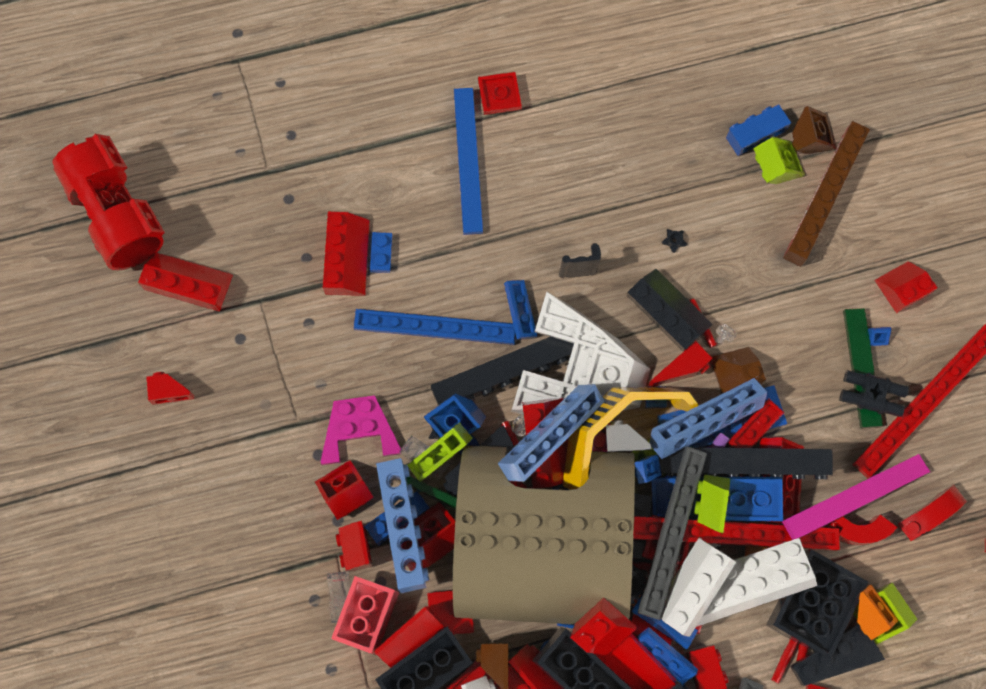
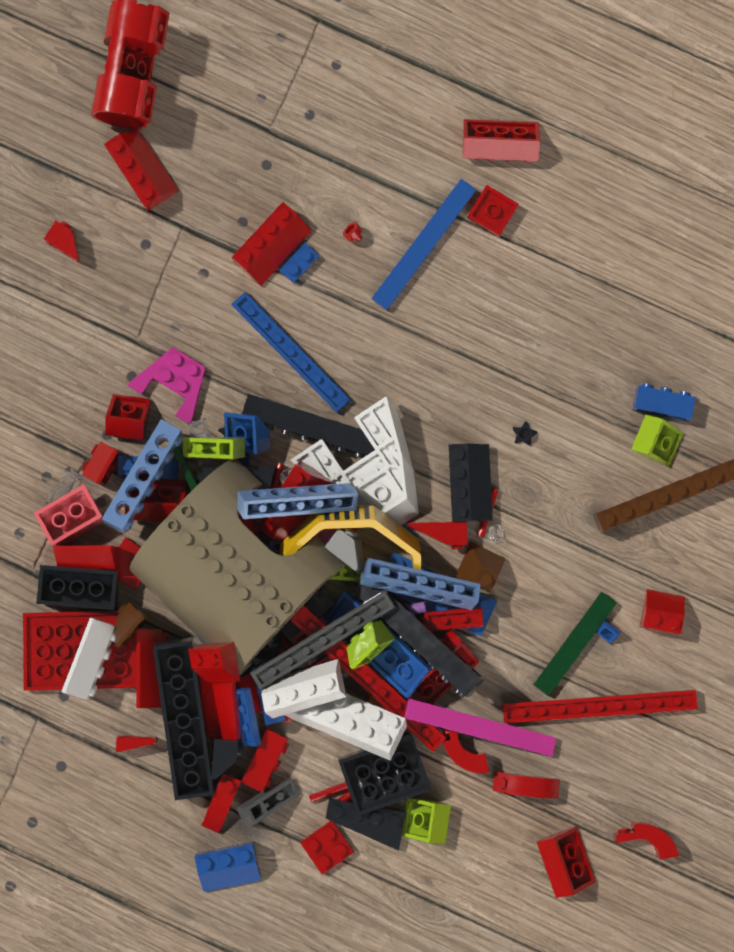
camera: 45 degrees right, 10 degrees up
(404, 193) = (353, 232): none -> red tile
(460, 37) = (501, 140): none -> slope
(520, 309) = (363, 390): blue tile -> none
(581, 265) = (432, 397): black piece -> none
(647, 469) = (344, 583): blue plate -> none
(812, 132) = (704, 440): reddish brown slope -> none
(874, 614) = (415, 812): orange slope -> none
(881, 386) = (564, 657): black pin -> none

